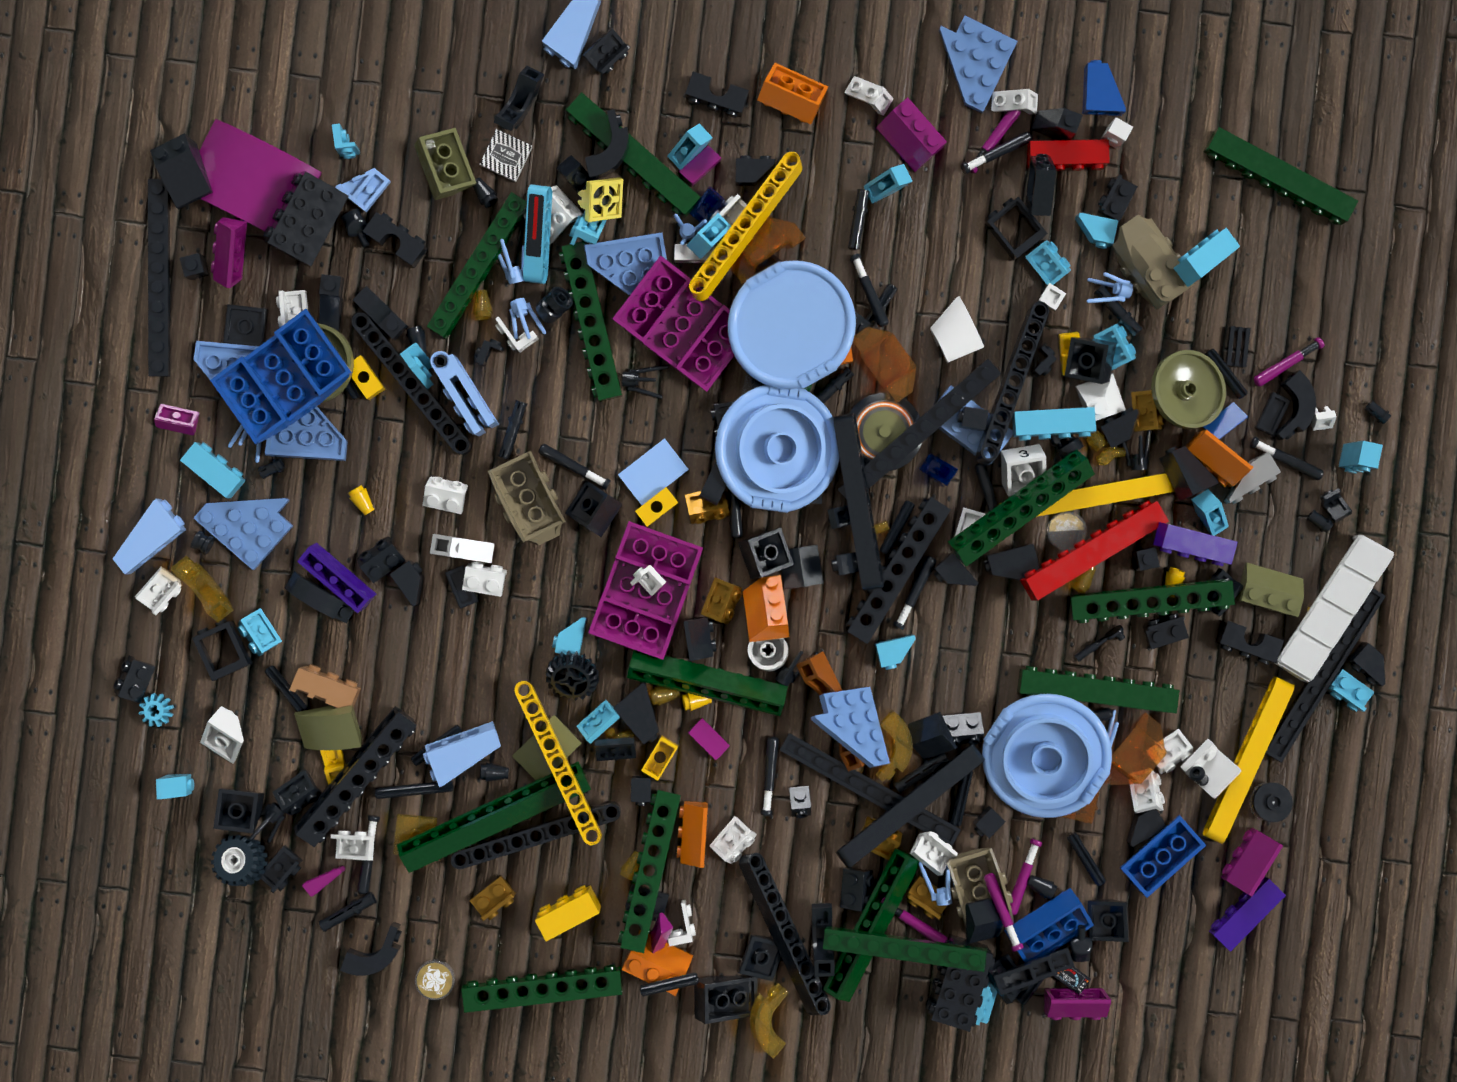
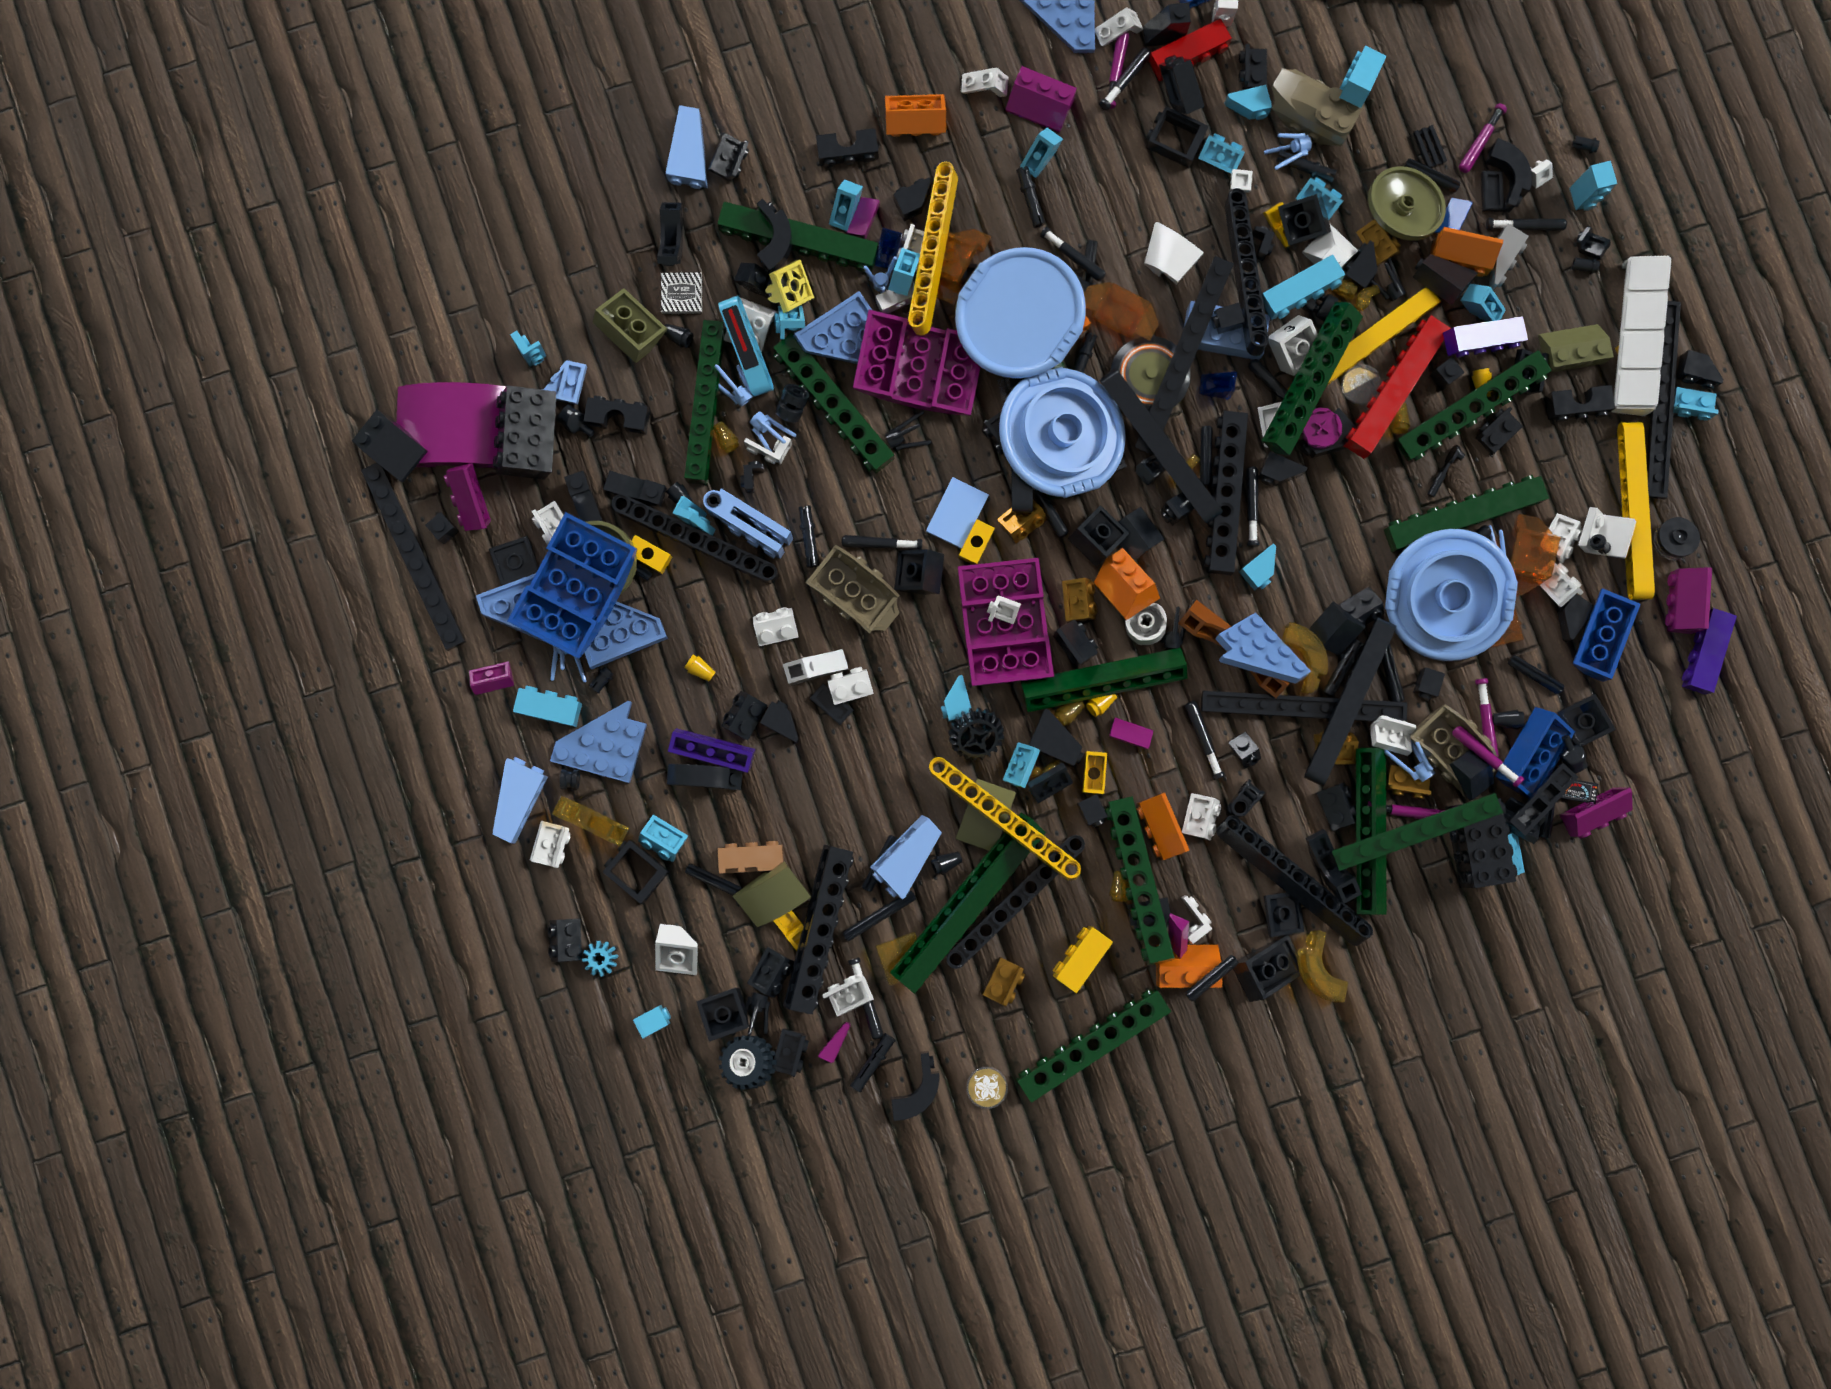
camera: 30 degrees left, 5 degrees down
(779, 843) = (1247, 796): none -> black piece
(1008, 556) = (1322, 428): none -> magenta tile

